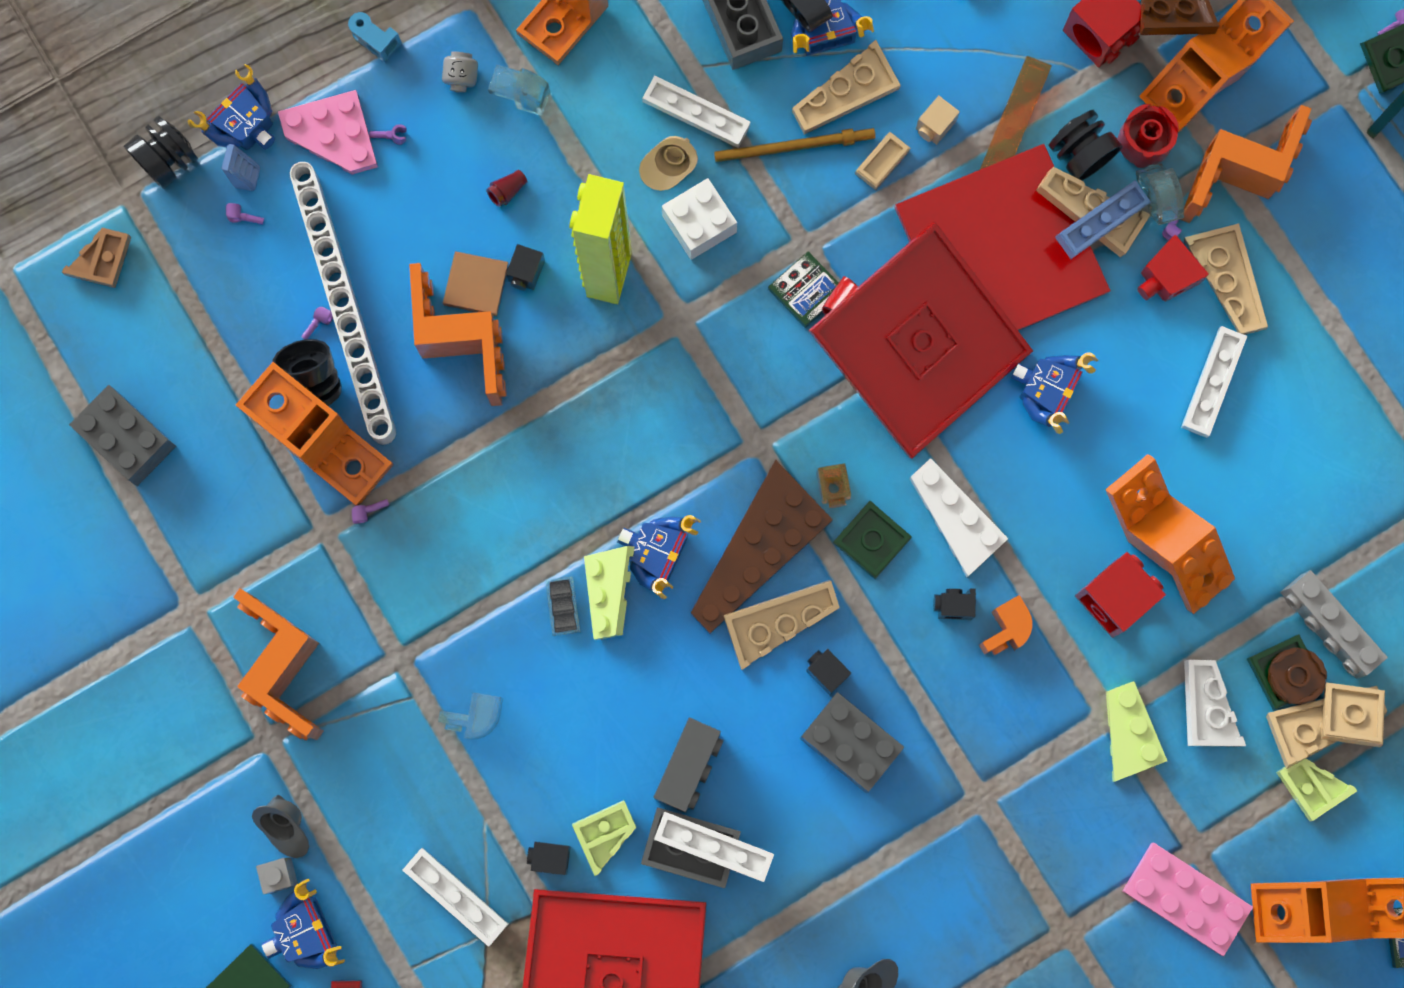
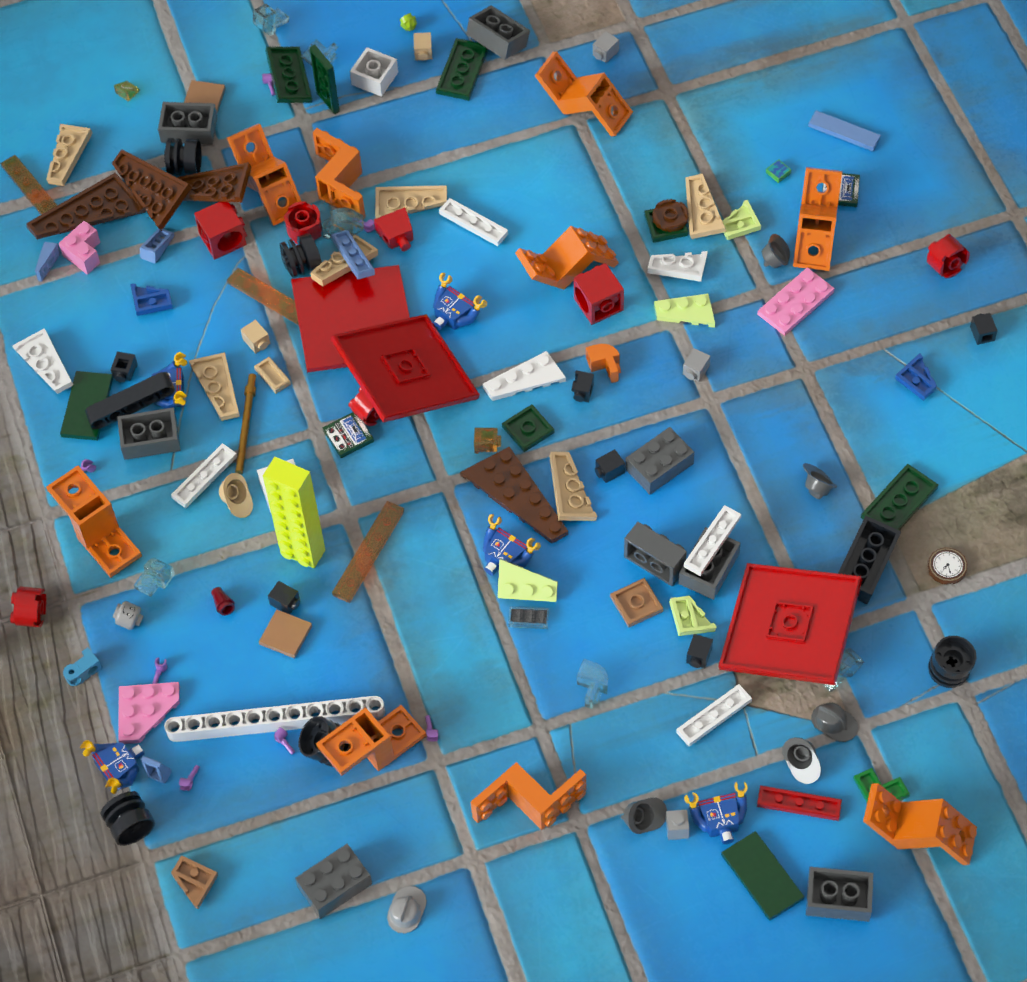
camera: 75 degrees left, 20 degrees down
(108, 539) = (406, 909): none -> light grey piece
(457, 334) = (322, 643): orange bracket -> none
(616, 753) = (636, 602): none -> medium nougat tile
(624, 362) = (368, 552): none -> clear orange tile
(1030, 766) = (696, 365): none -> light grey brick
(1267, 855) = (776, 252): none -> dark grey piece
(1333, 625) = (642, 190): light grey brick -> none
(1353, 714) = (701, 189): tan tile -> none

